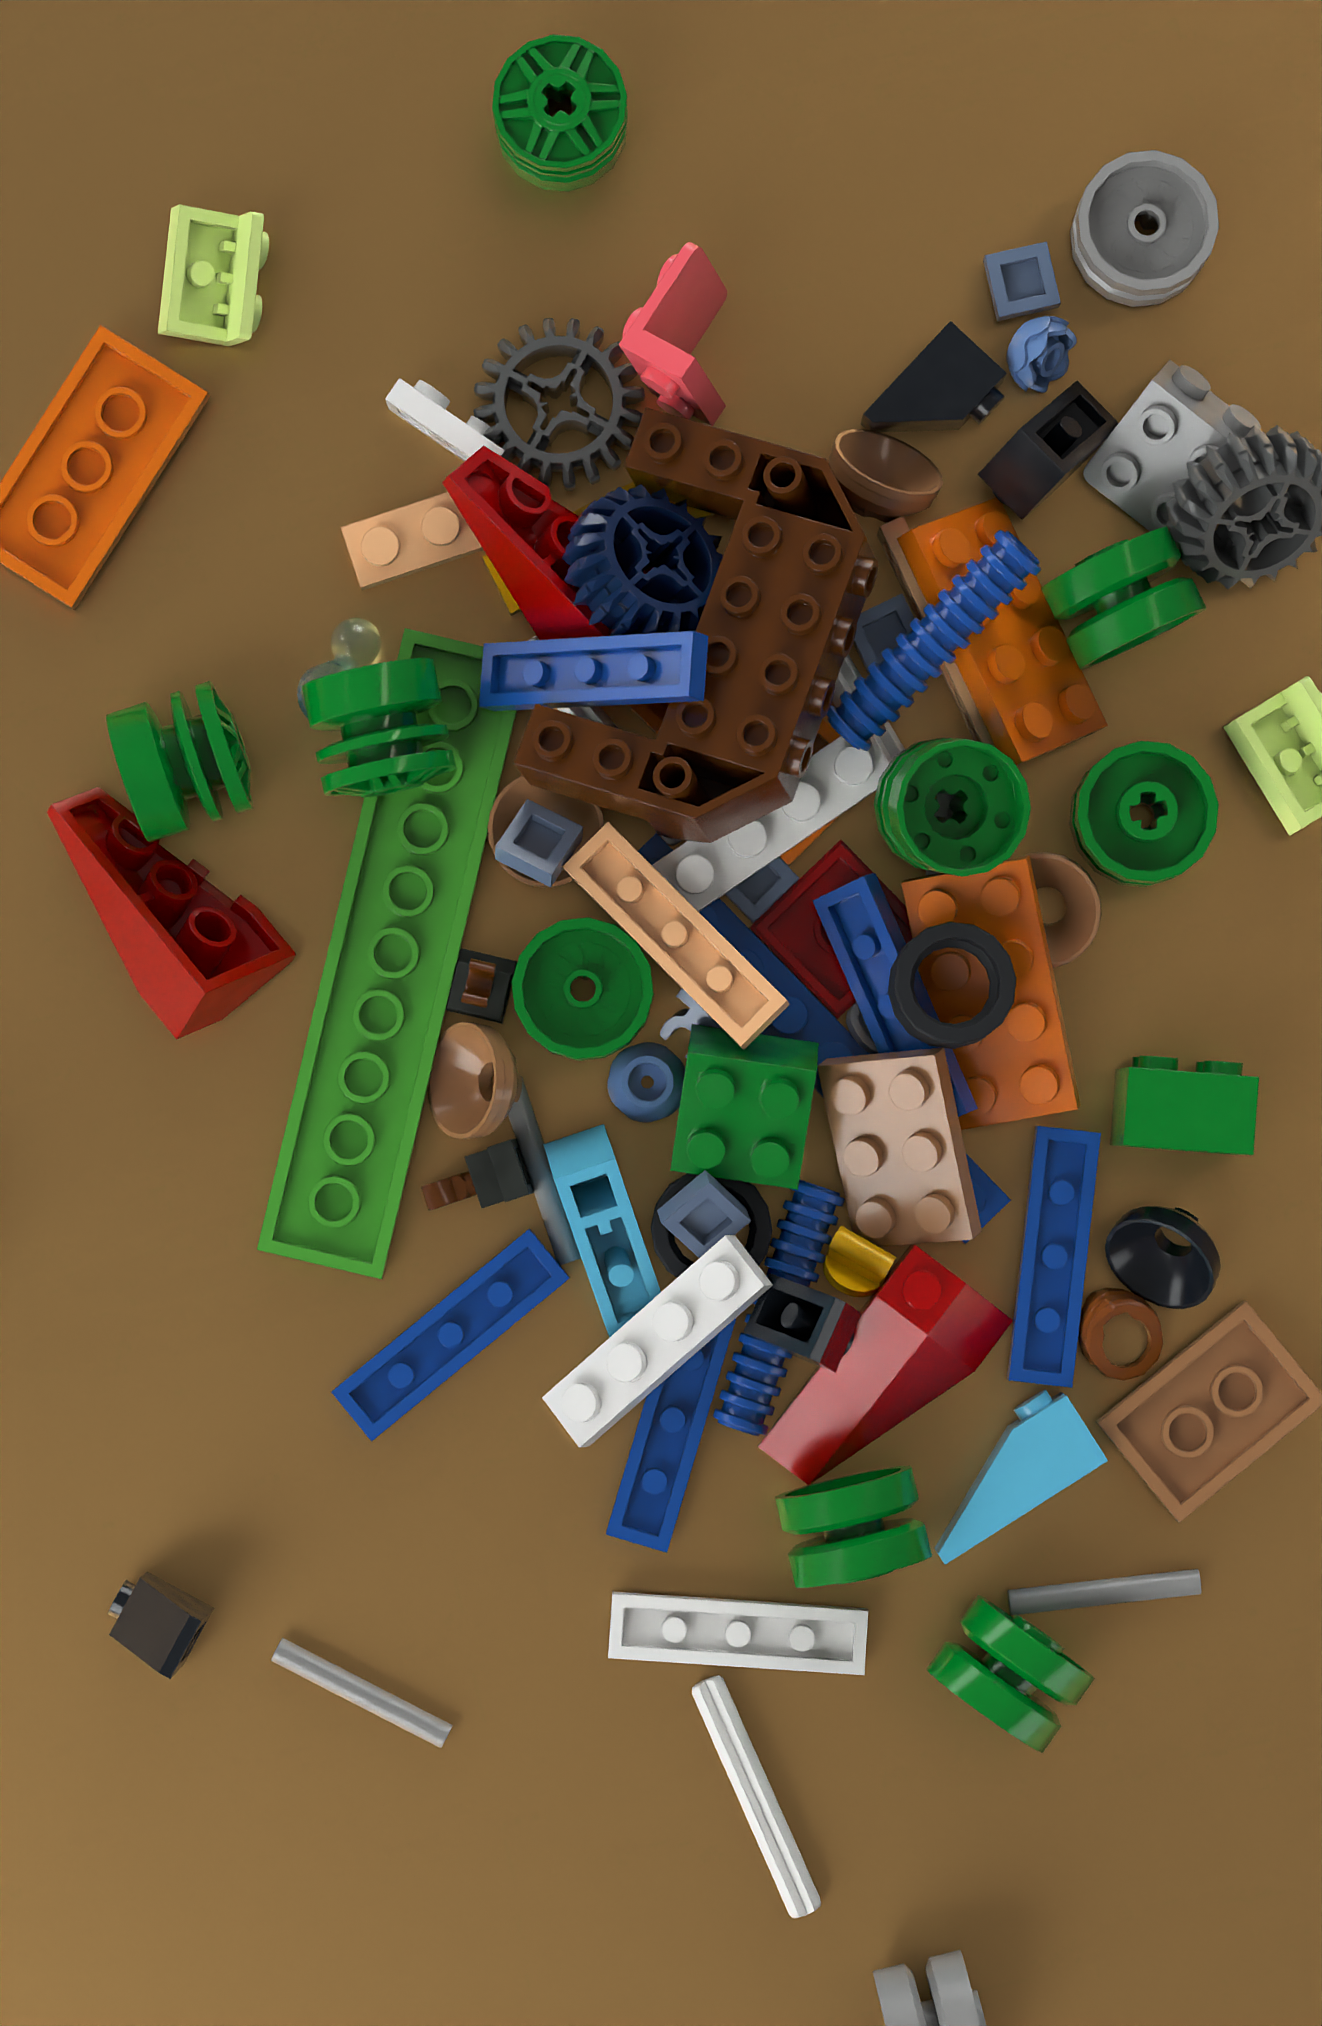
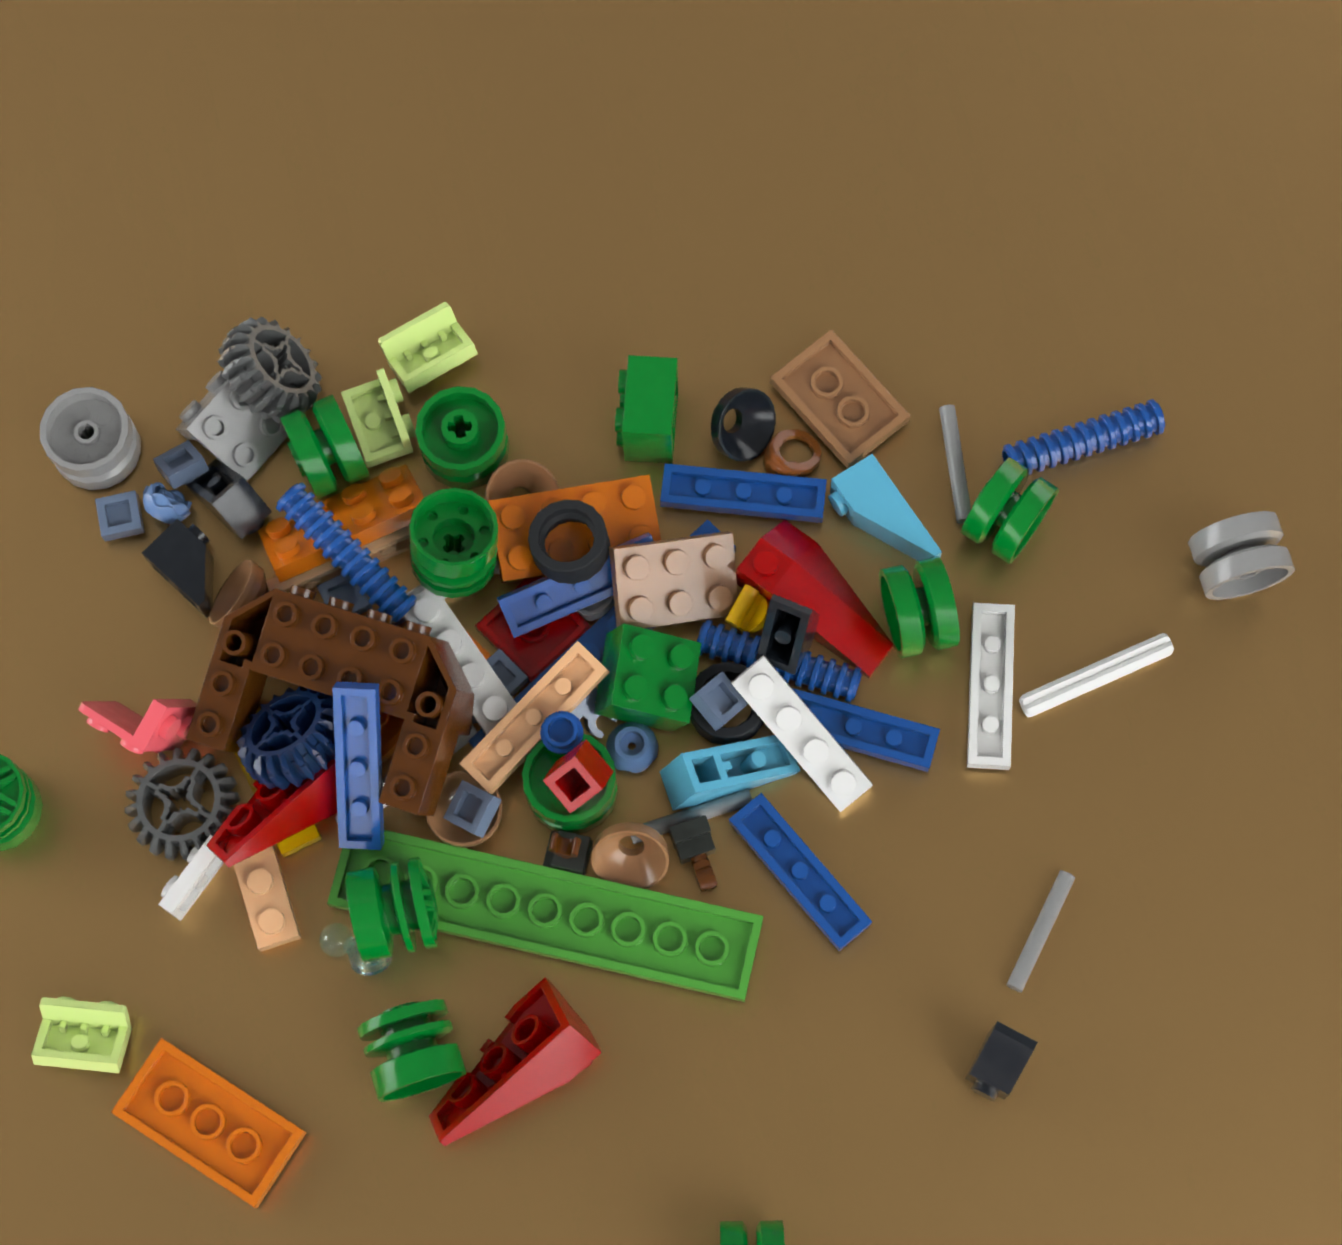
camera: 85 degrees left, 15 degrees down
(571, 1003) = (578, 776): none -> red brick
(645, 977) = (561, 732): none -> blue plate
(1105, 372) = (181, 464): none -> sand blue plate
(1141, 1798) = (1087, 437): none -> blue piece
(1177, 680) = (377, 420): none -> yellowish green bracket

